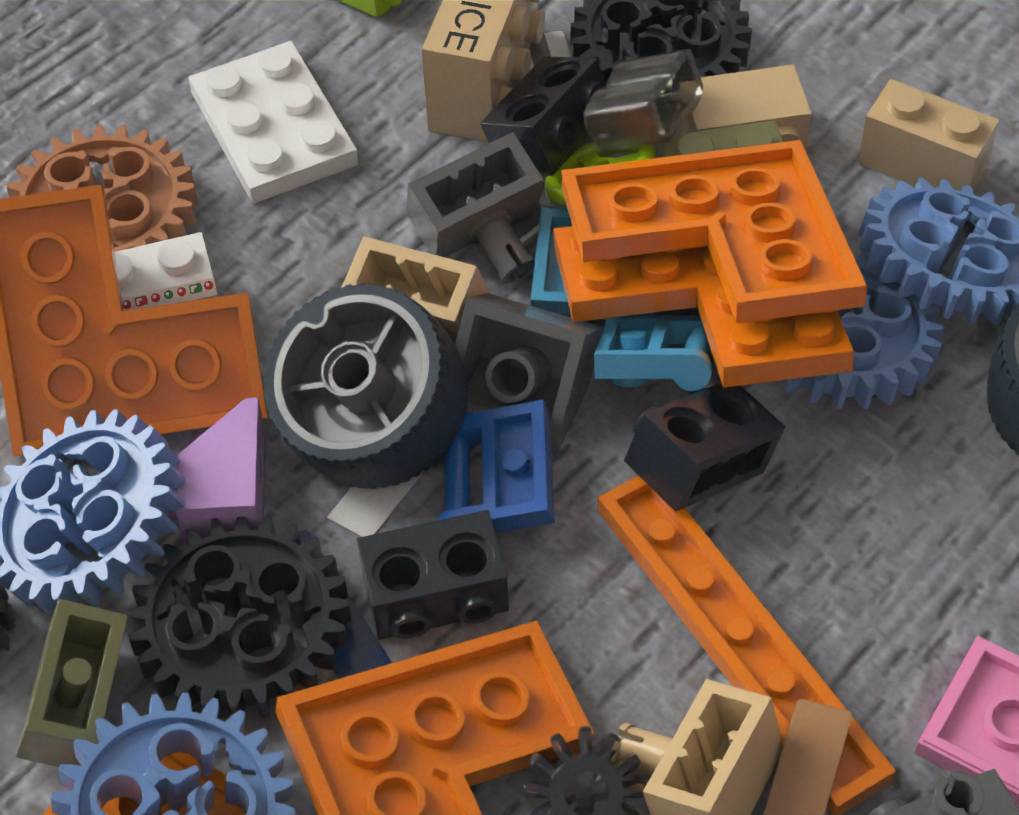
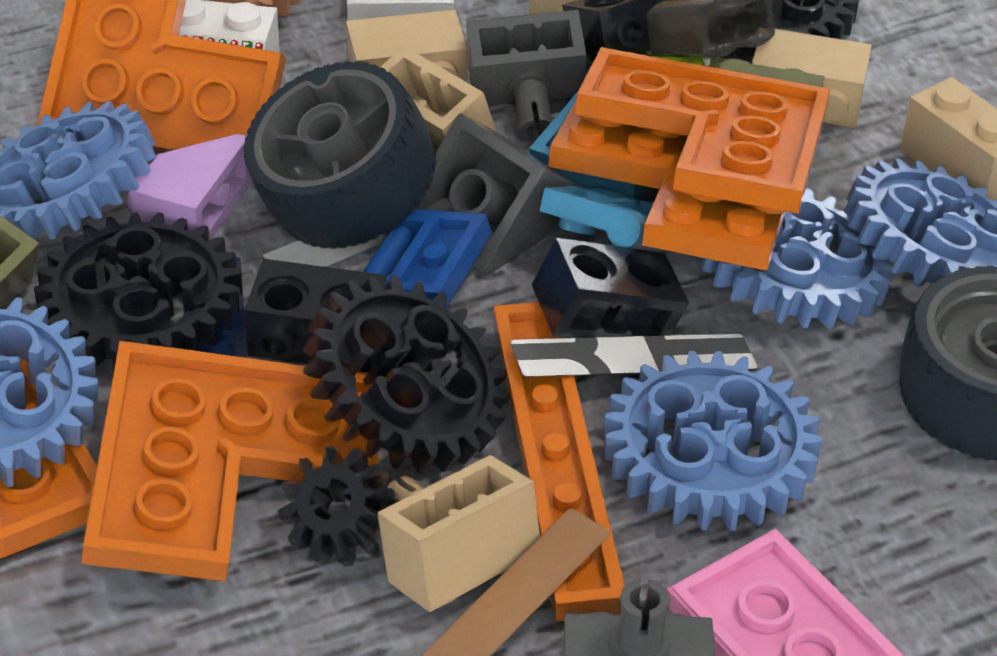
camera: 20 degrees right, 10 degrees down
(327, 231) = (429, 34): none -> tan brick
(609, 649) = (407, 402): none -> black gear
(750, 498) = (622, 354): none -> sticker
(874, 564) = (711, 440): none -> medium blue gear

